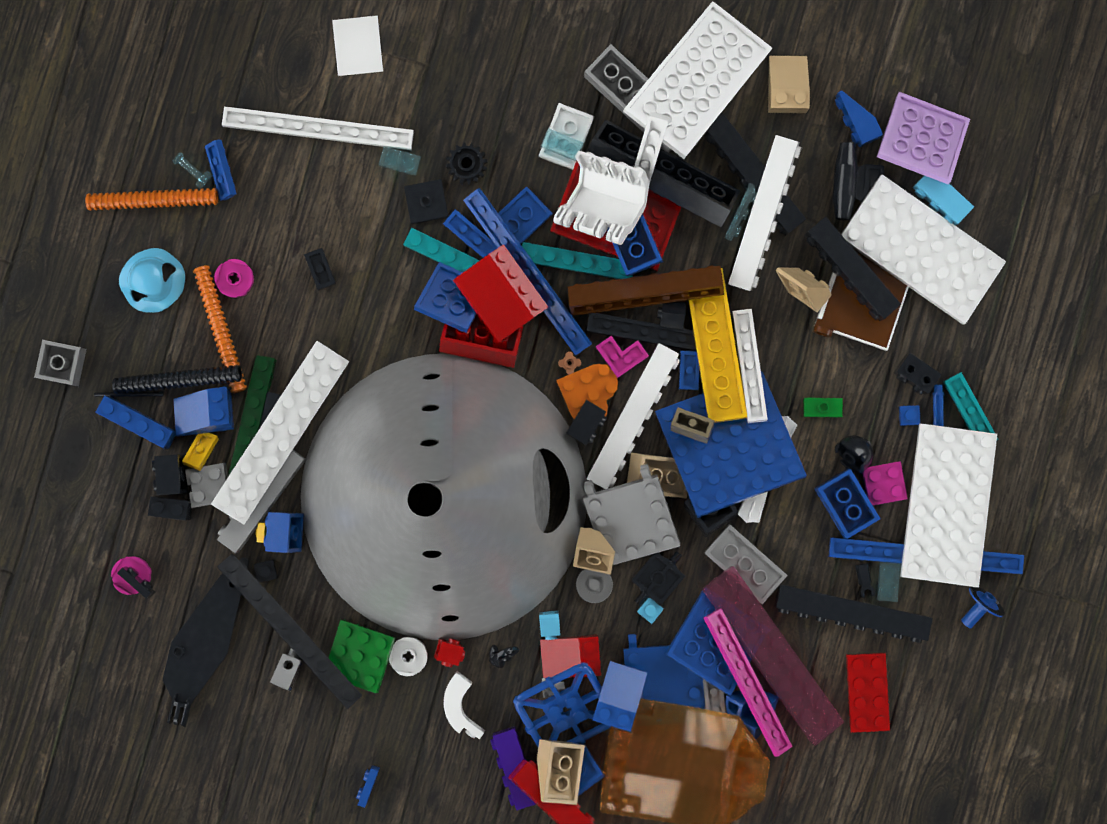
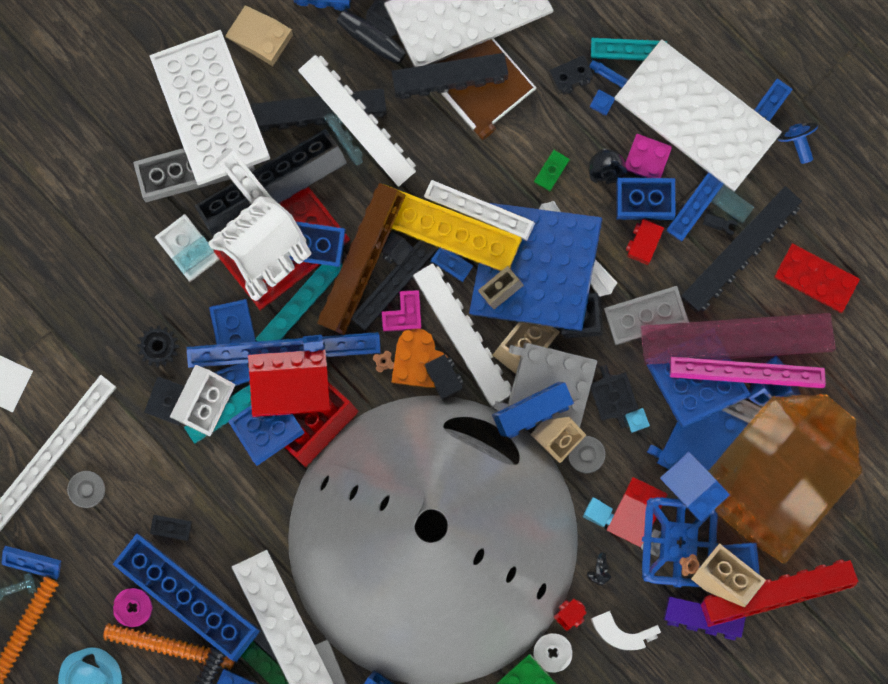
camera: 55 degrees left, 5 degrees down
(267, 318) = (186, 597): none -> blue brick
(309, 178) = (86, 489): none -> light grey piece
(399, 161) = (120, 402): clear light blue plate -> none
(442, 229) = (202, 400): none -> white slope
(547, 293) = (313, 343): none -> blue plate
(550, 730) = (693, 567): none -> nougat plate
(602, 516) = (533, 409): none -> blue brick
(805, 287) = (440, 124): tan slope -> none
(809, 525) = (645, 241): none -> red brick

